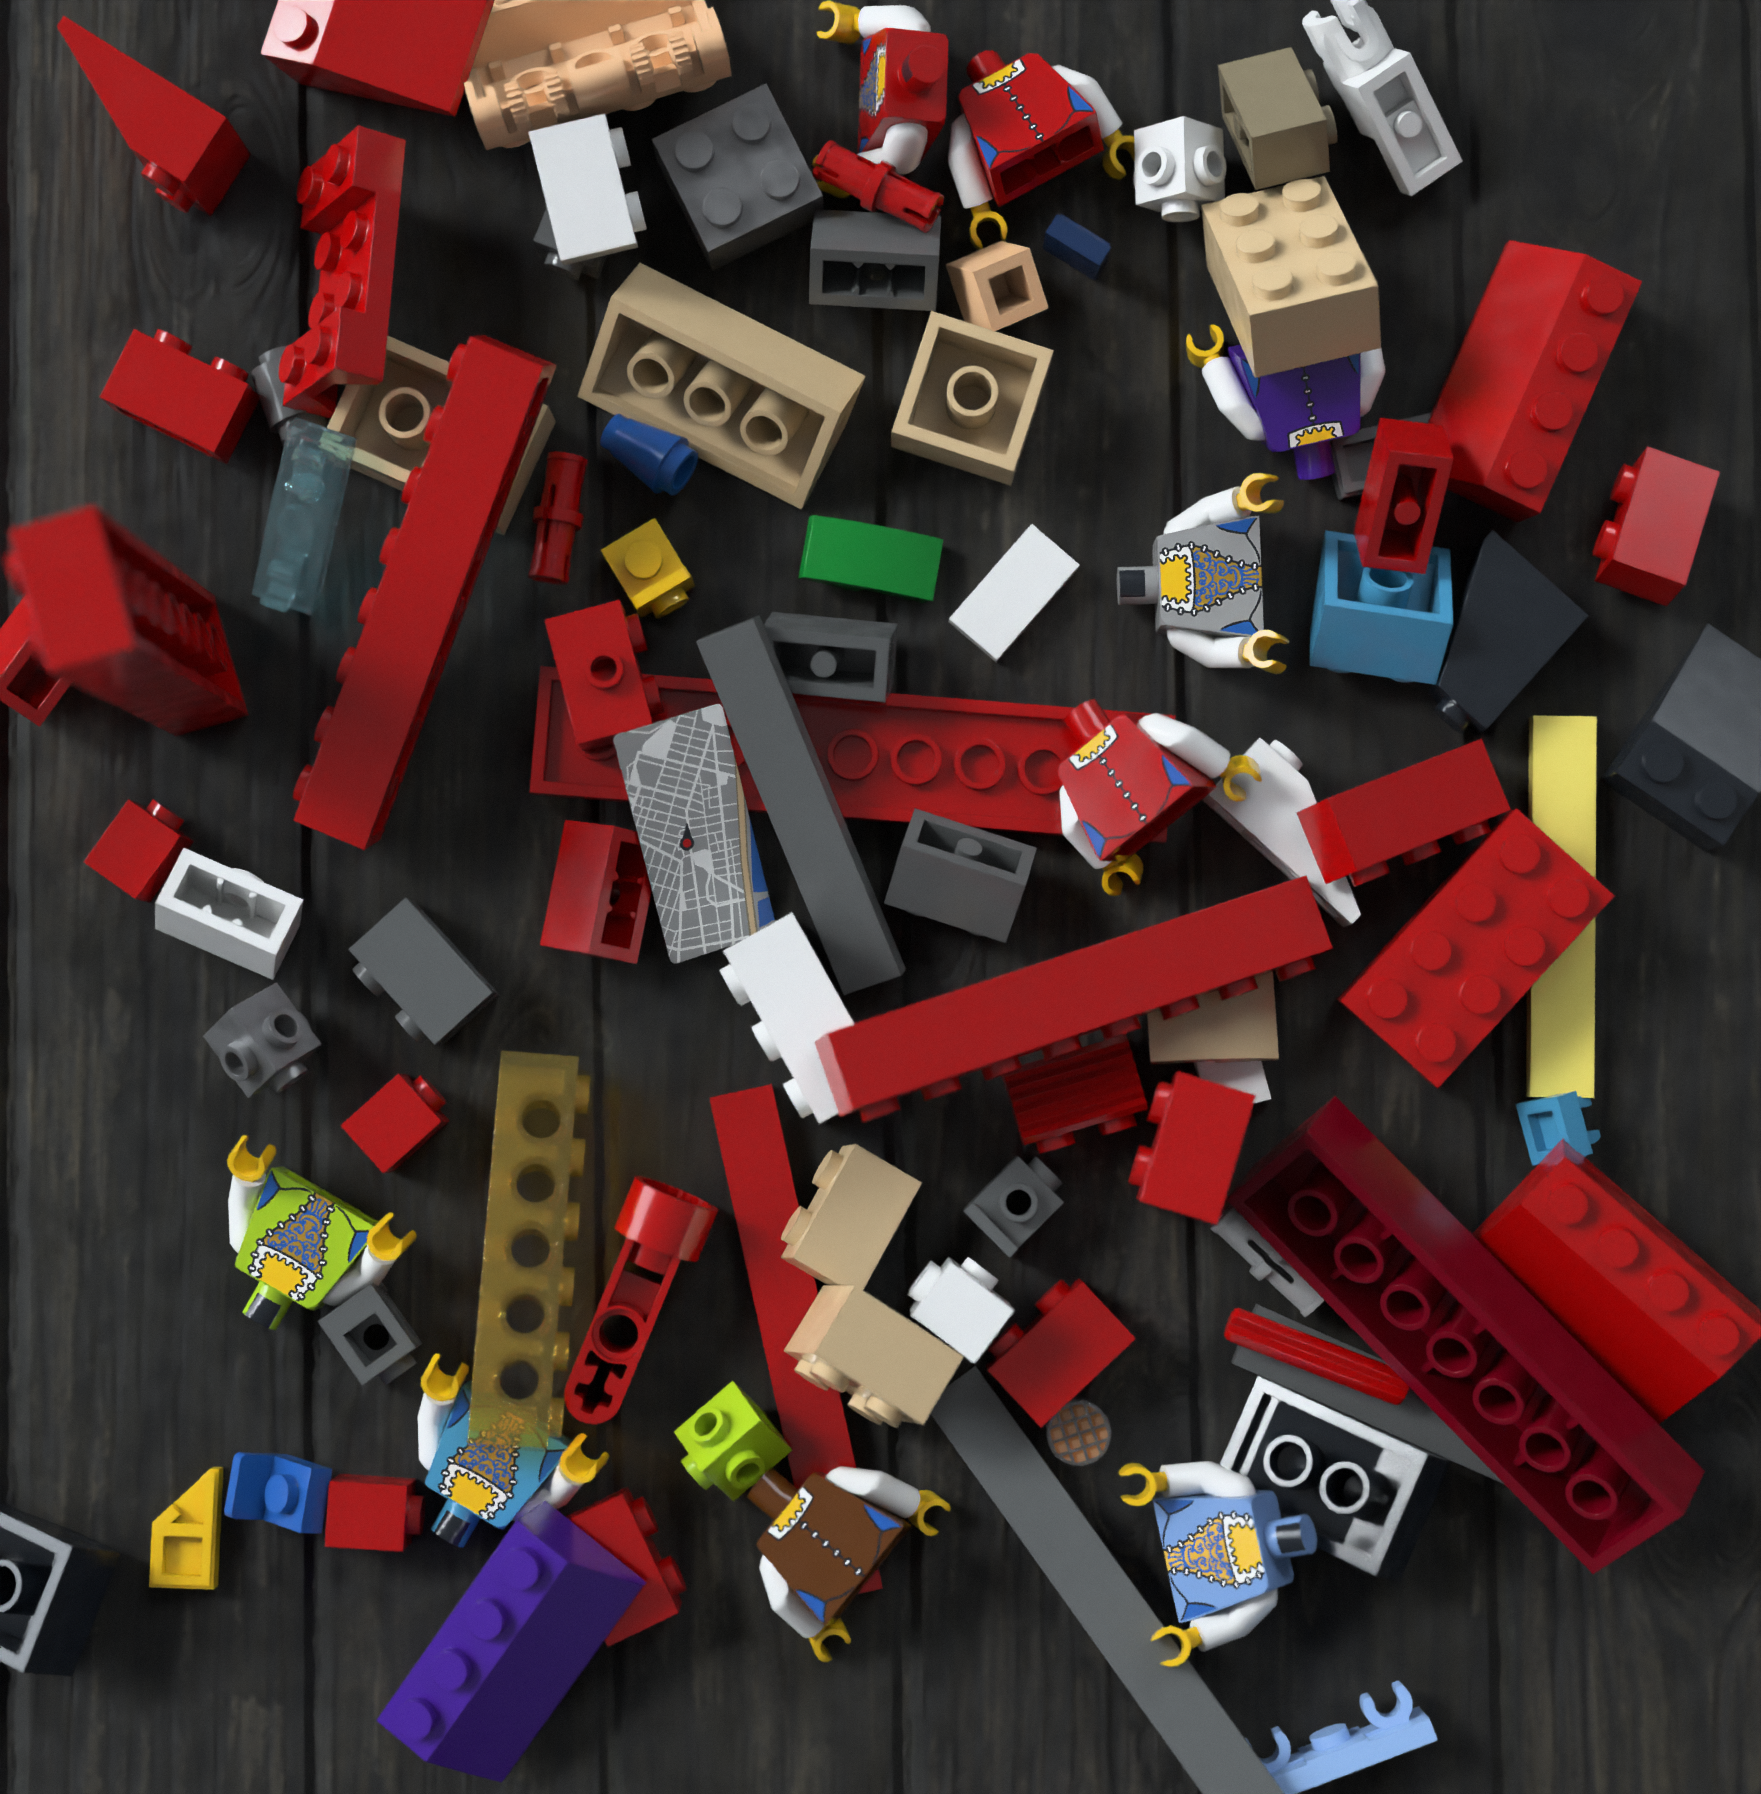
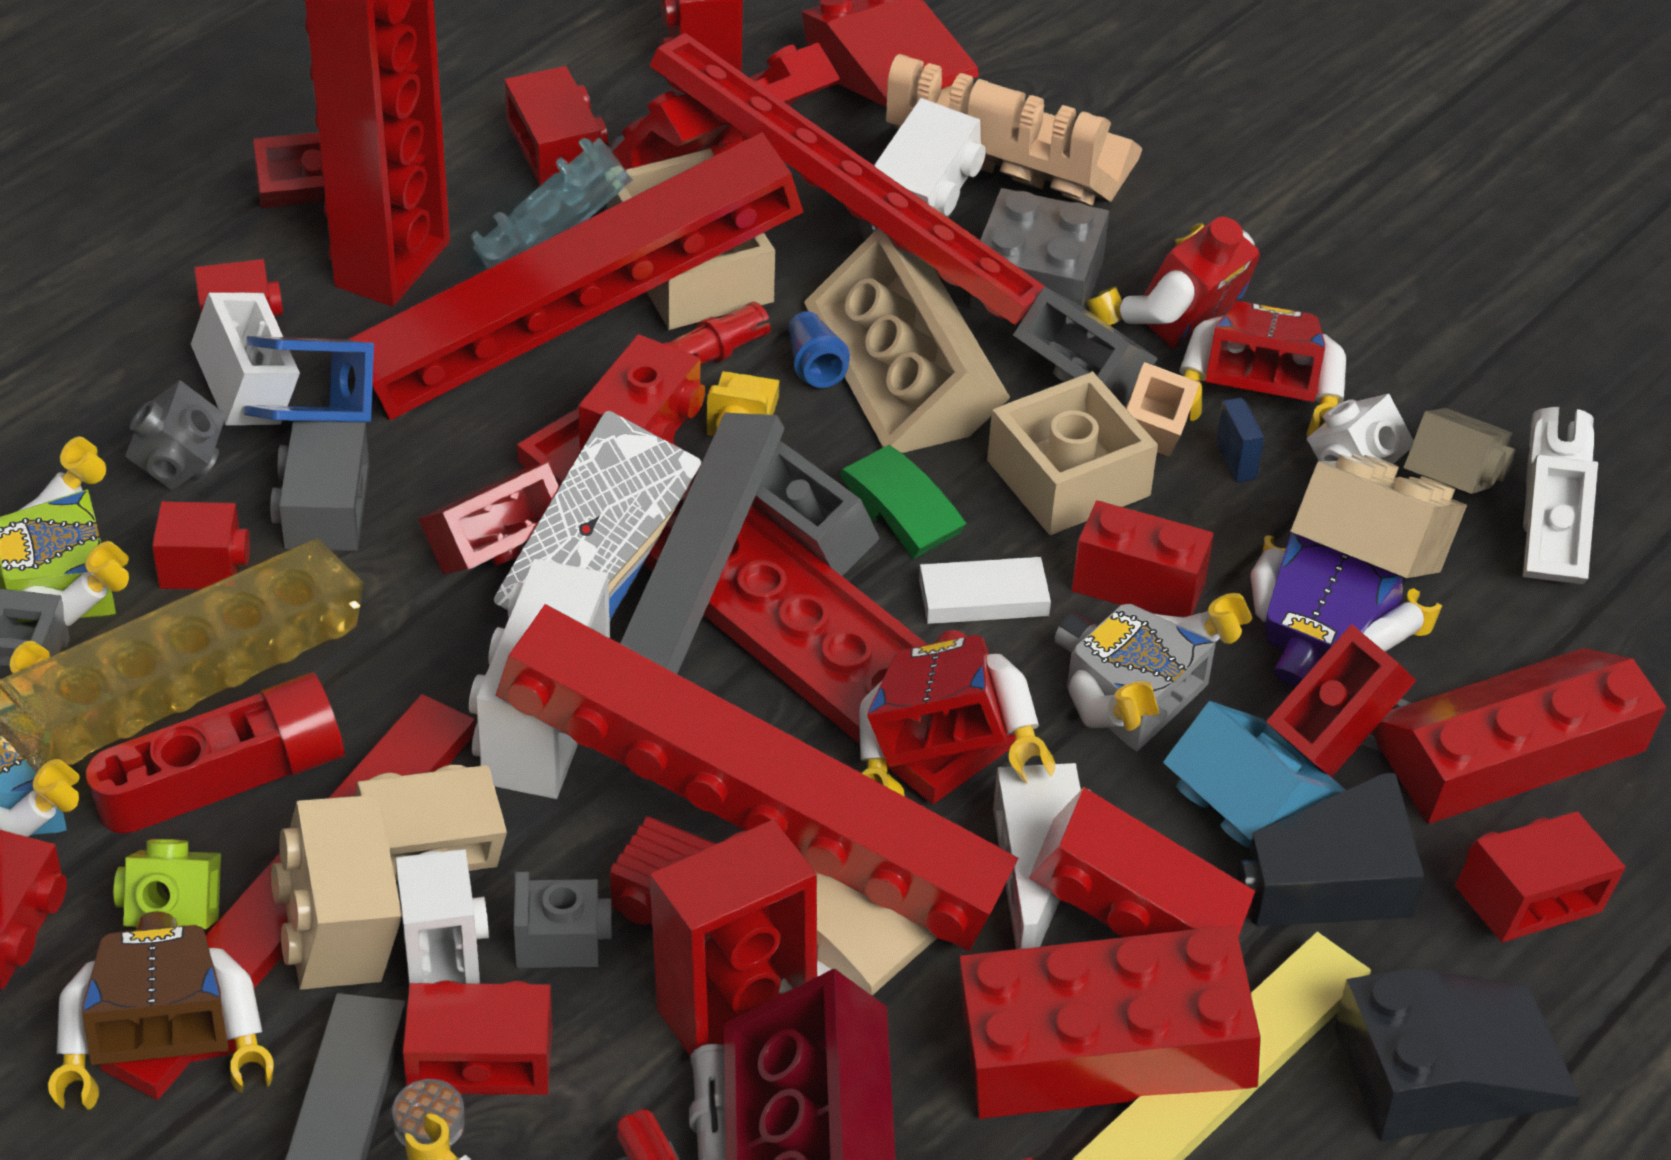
camera: 40 degrees right, 40 degrees down
(320, 899) = (342, 404): none -> blue piece
(549, 289) = (849, 178): none -> red plate
(878, 186) = (1128, 301): red pin -> none
(960, 875) = (756, 674): dark grey brick -> none
(1120, 463) = (1142, 560): none -> red brick

